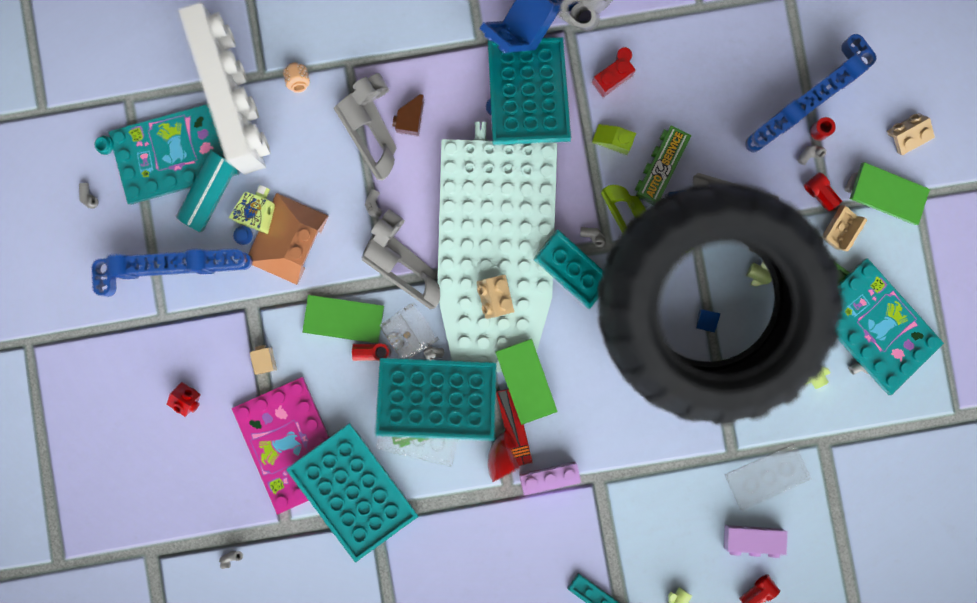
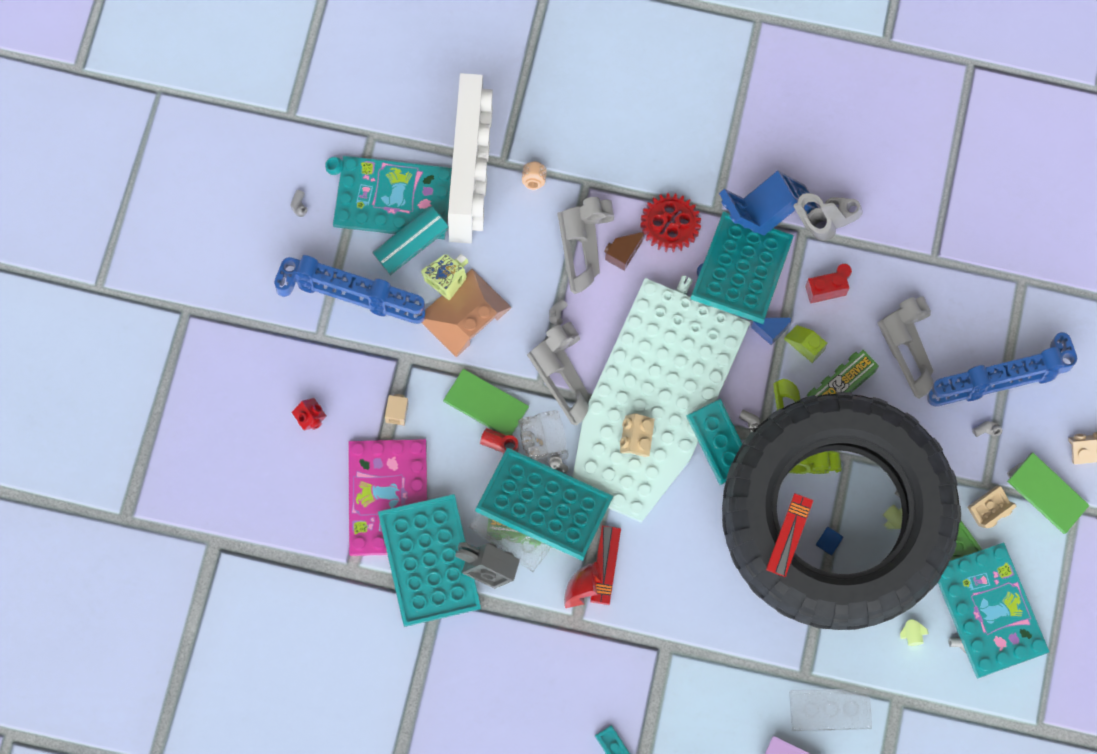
camera: 20 degrees right, 15 degrees down
(231, 556) = (288, 575): light grey arm -> none
(243, 235) = (426, 292): blue plate -> none
(408, 477) = (488, 564): none -> dark grey brick
(427, 67) = (684, 232): none -> red gear
(526, 381) = (634, 525): bright green tile -> none
(550, 478) = (620, 623): lavender brick -> none
(579, 138) = (771, 328): none -> blue slope
(688, 361) = (789, 535): none -> red tile
(697, 91) = (900, 329): none -> light grey panel
(820, 188) = (984, 463): red piece -> none
(822, 128) = (1005, 409): red brick -> none

